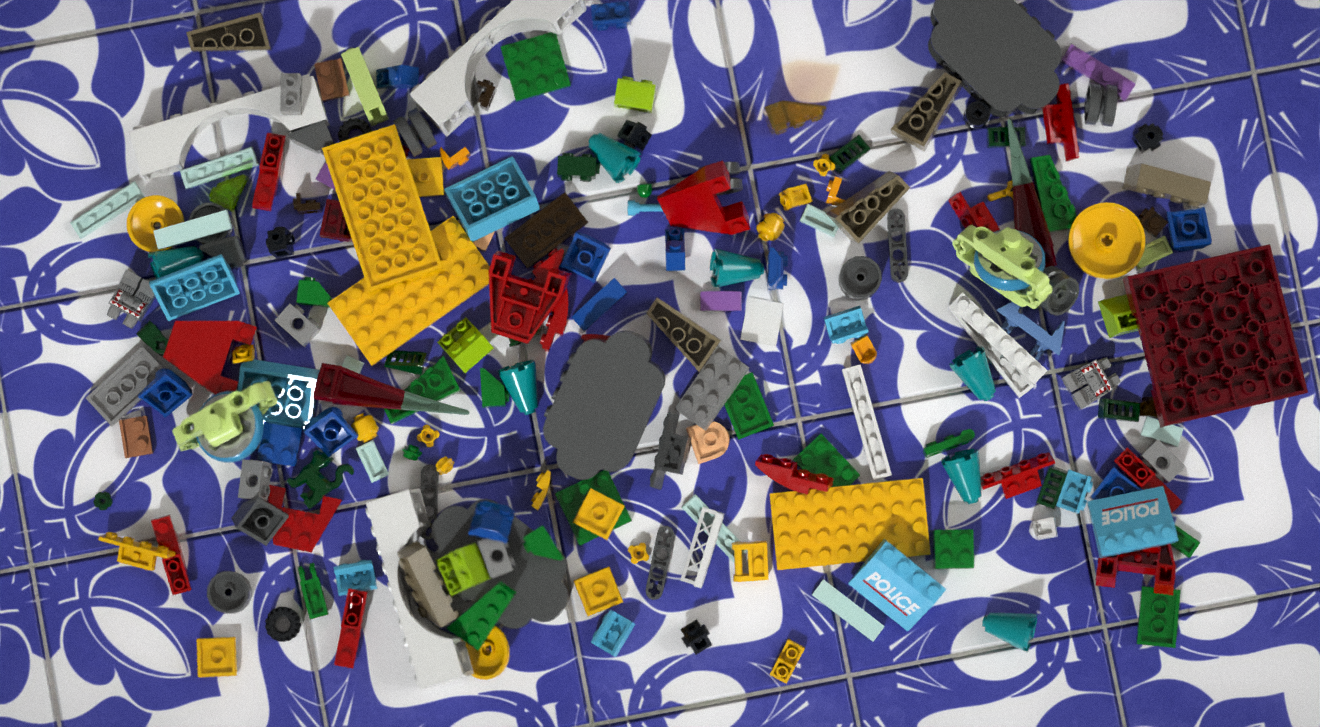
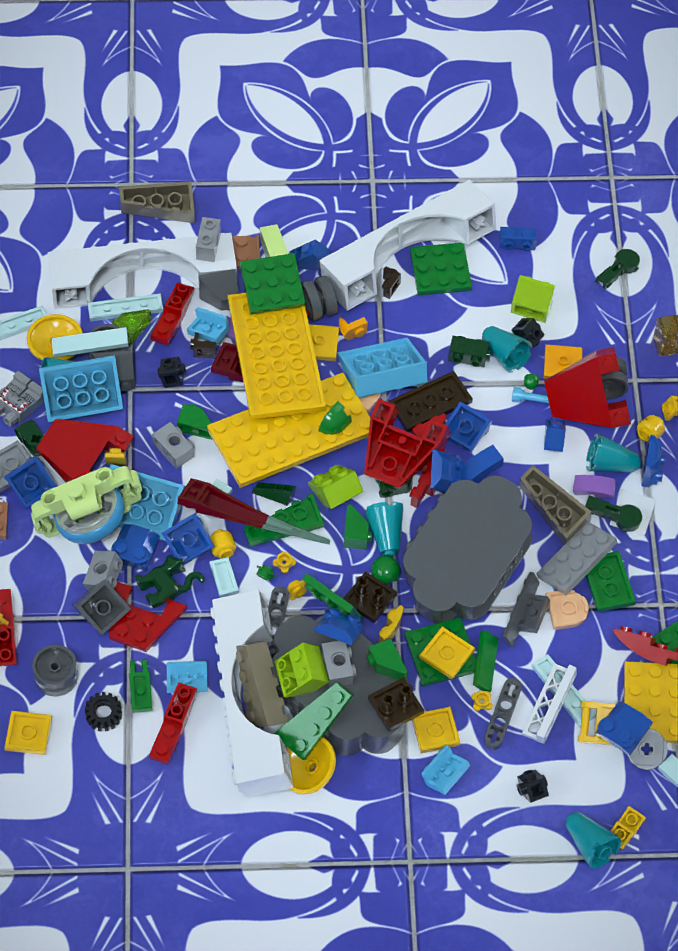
camera: 10 degrees right, 25 degrees down
(309, 182) = (209, 325): none -> medium azure bracket
(365, 131) = (272, 283): none -> green plate
(454, 280) = (335, 420): none -> green brick
(481, 479) = (330, 598): none -> green plate
(516, 461) = (370, 596): none -> dark brown plate
(528, 428) = (386, 569): none -> green hair
(557, 588) = (396, 704): none -> dark brown plate
(572, 317) = (445, 470): none -> blue slope
(636, 512) = (485, 661): none -> green tile
(673, 160) = (559, 358): none -> light orange plate
(729, 25) = (625, 257): none -> dark green piece
(756, 680) = (592, 839): none -> teal cone
(758, 332) = (628, 519): none -> dark green piece
(774, 568) = (624, 727): none -> blue slope
(792, 572) = (654, 758): none -> light grey plate

